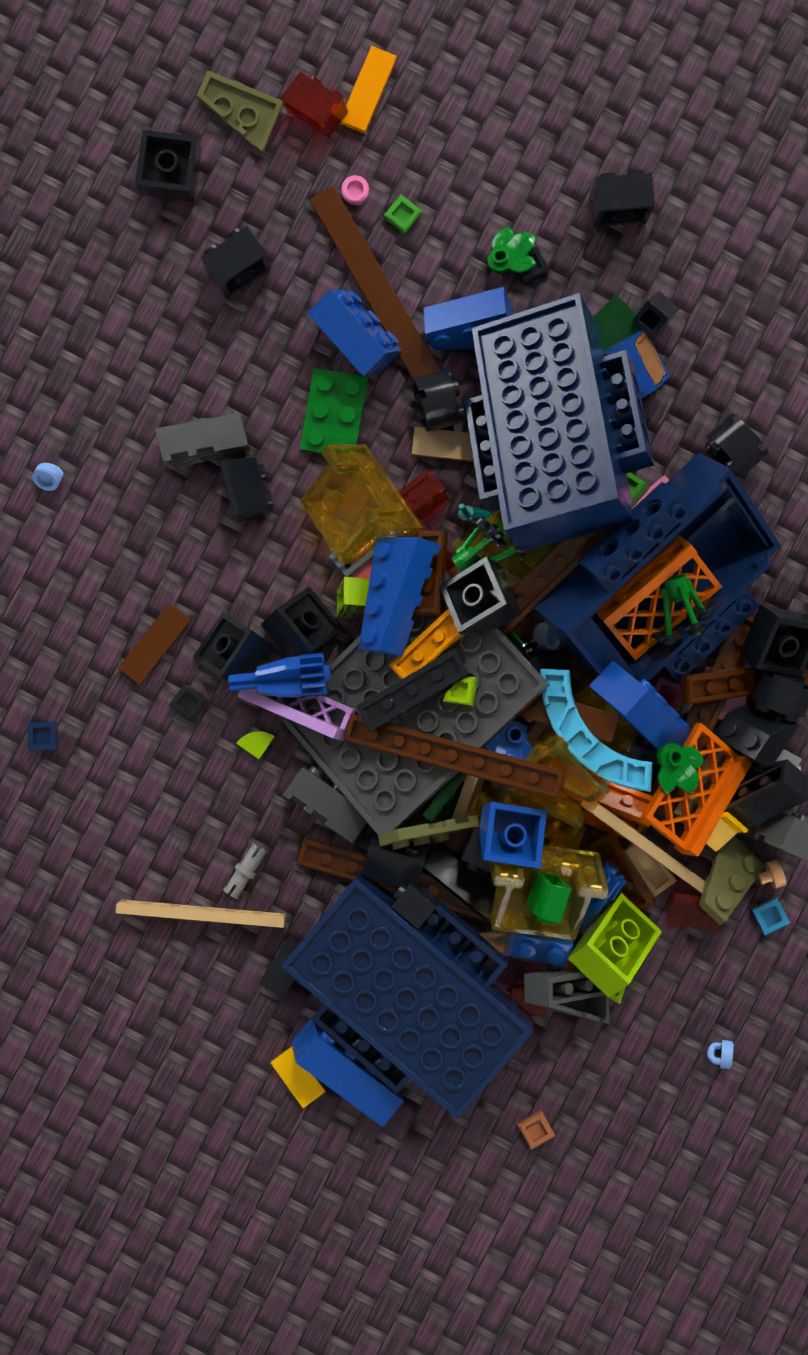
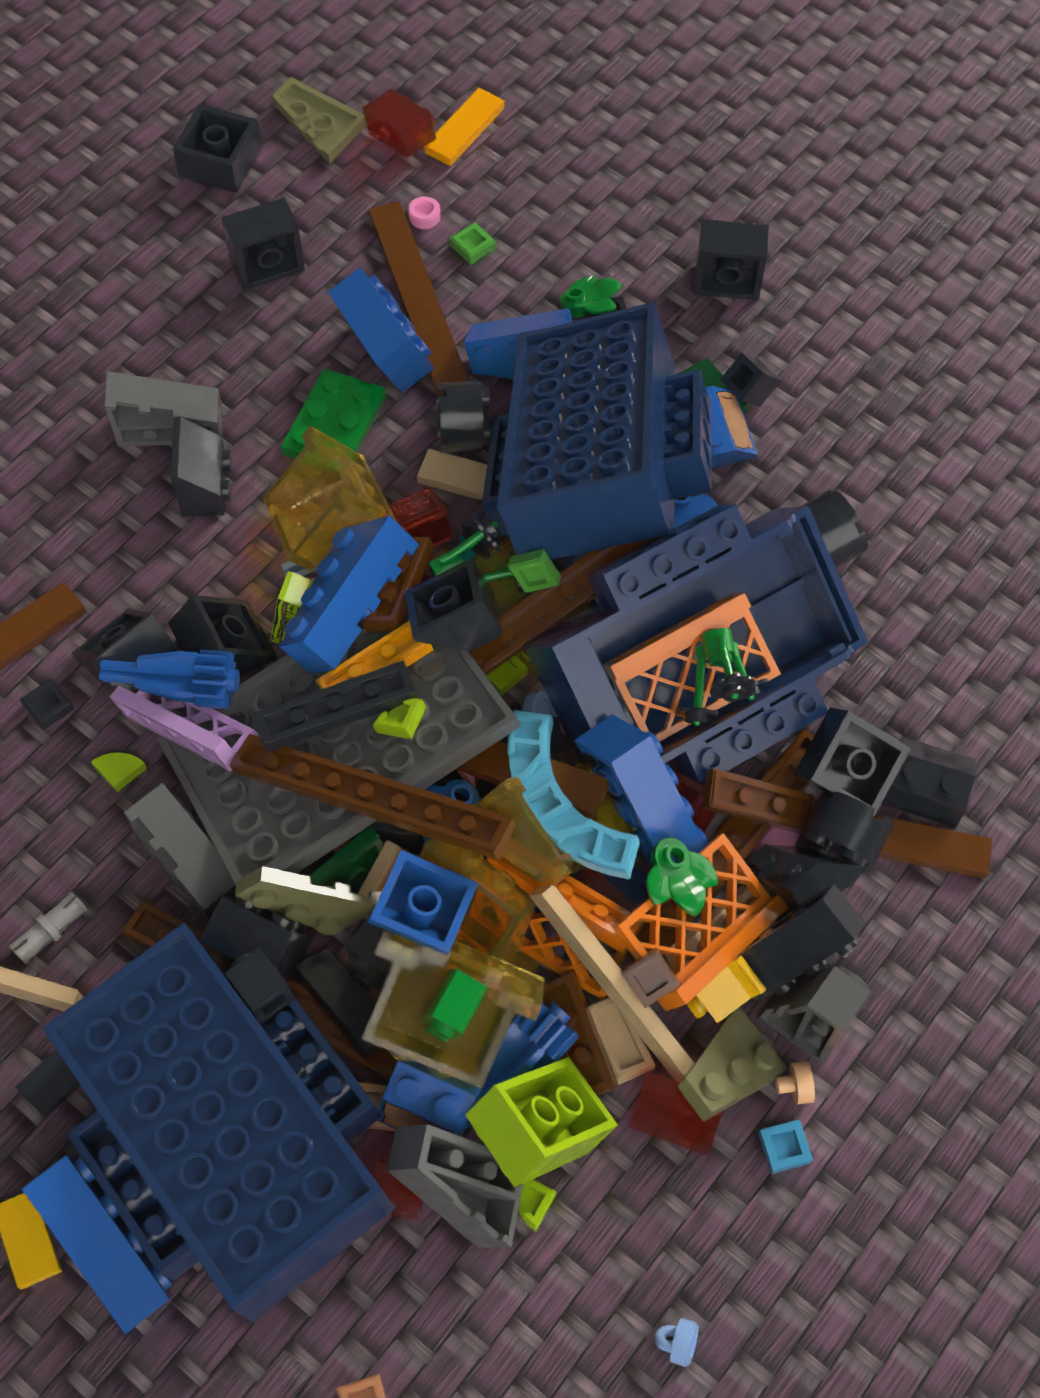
camera: 15 degrees right, 25 degrees down
(533, 556) = (534, 570): none -> bright green tile
(672, 844) = (650, 977): none -> reddish brown tile

